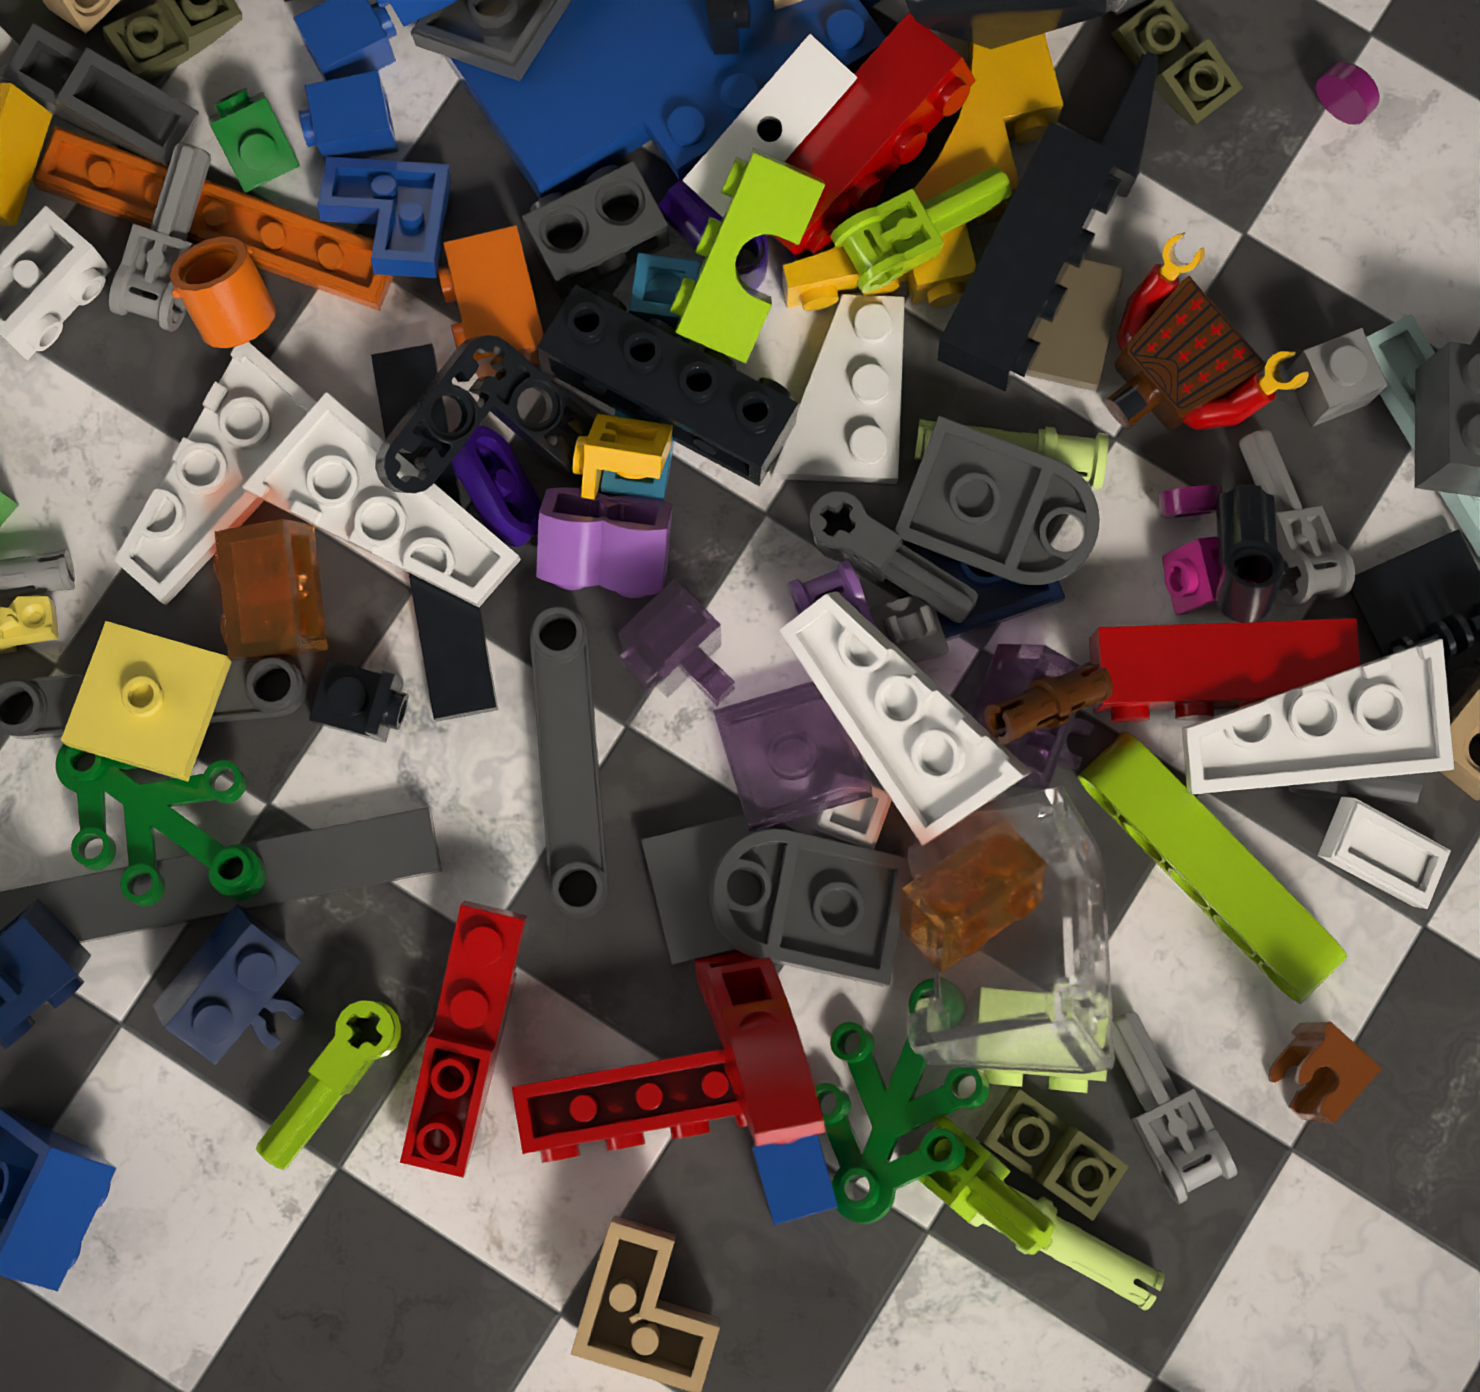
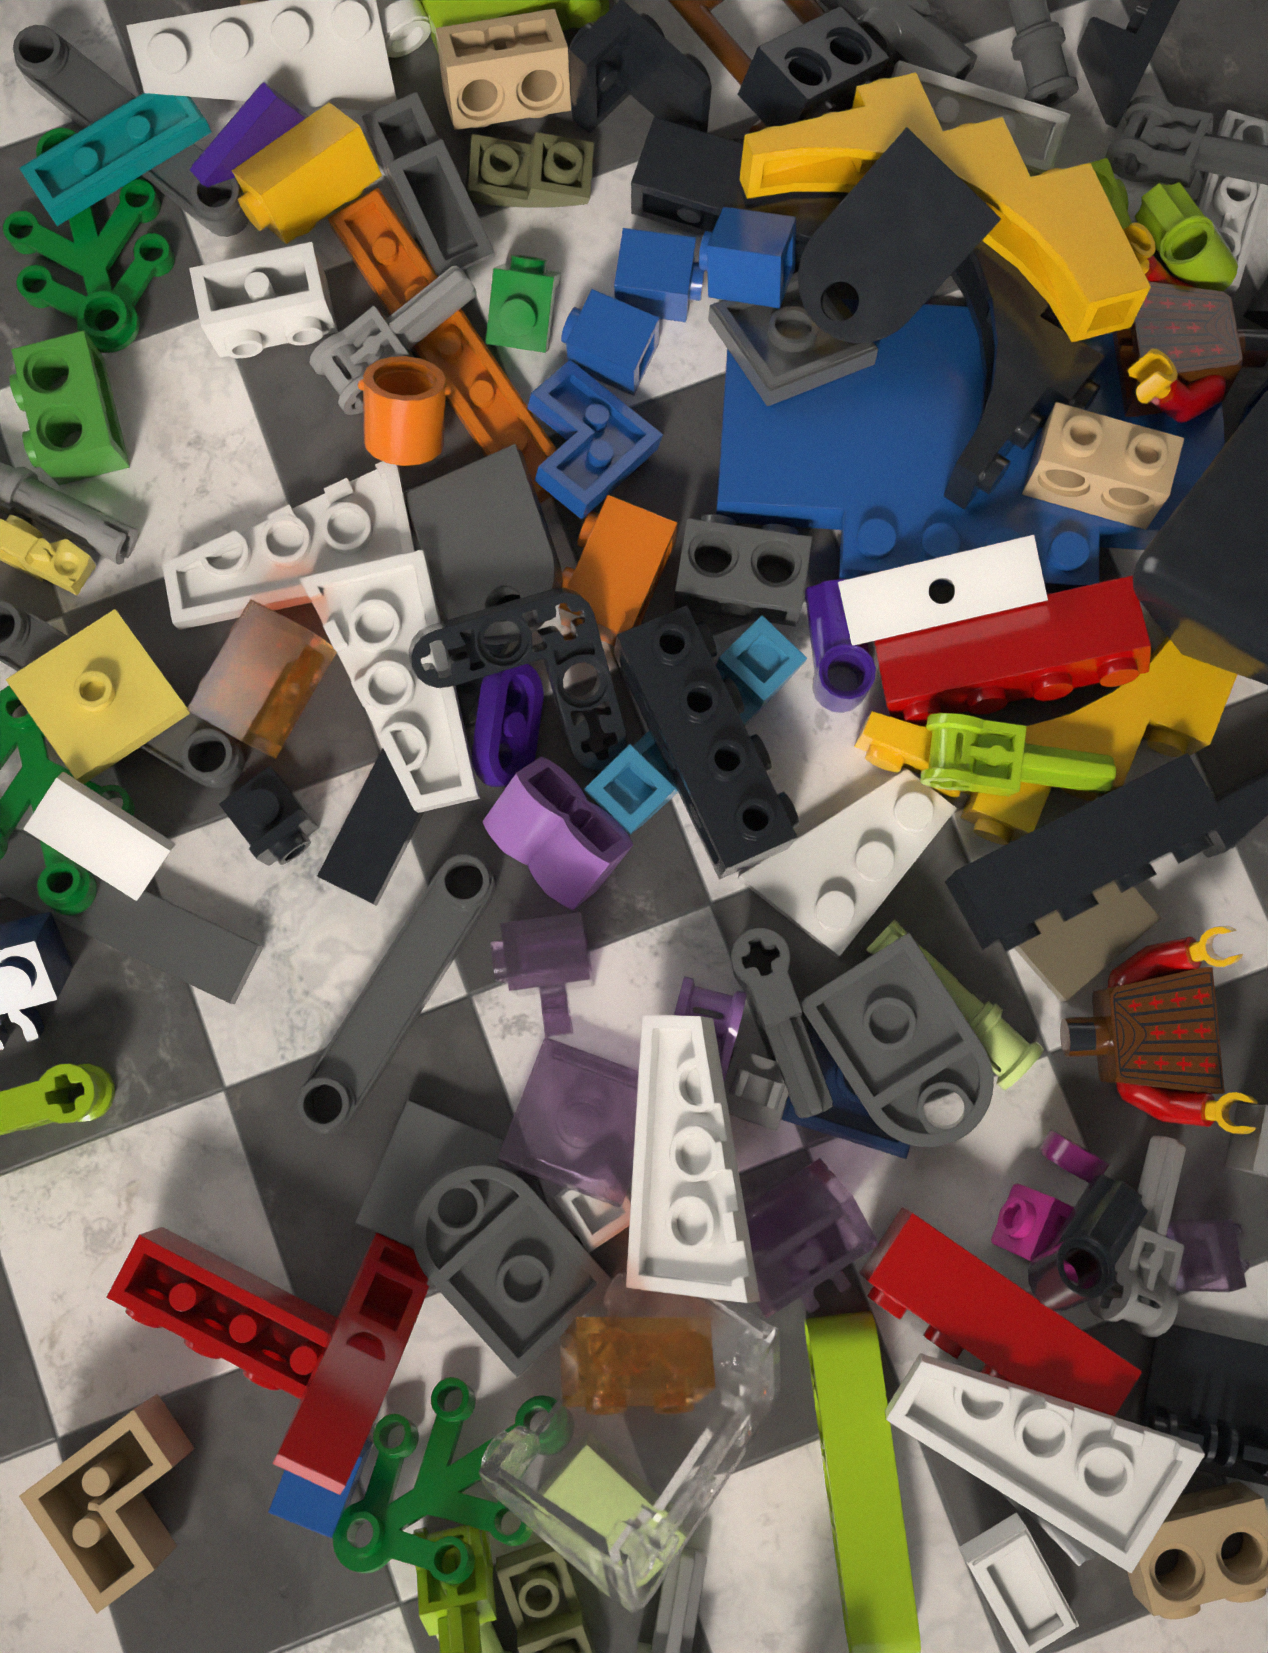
camera: 40 degrees right, 0 degrees up
(235, 809) = (99, 836): none -> white tile
(367, 349) = (485, 539): none -> dark grey tile
(464, 1039) = (142, 1159): red slope -> none
(621, 446) = (624, 769): yellow bracket -> none
(764, 200) = (894, 649): lime arch -> none
(1048, 702) = (818, 1250): reddish brown pin -> none
(1346, 498) = (1210, 1255): none -> clear purple tile

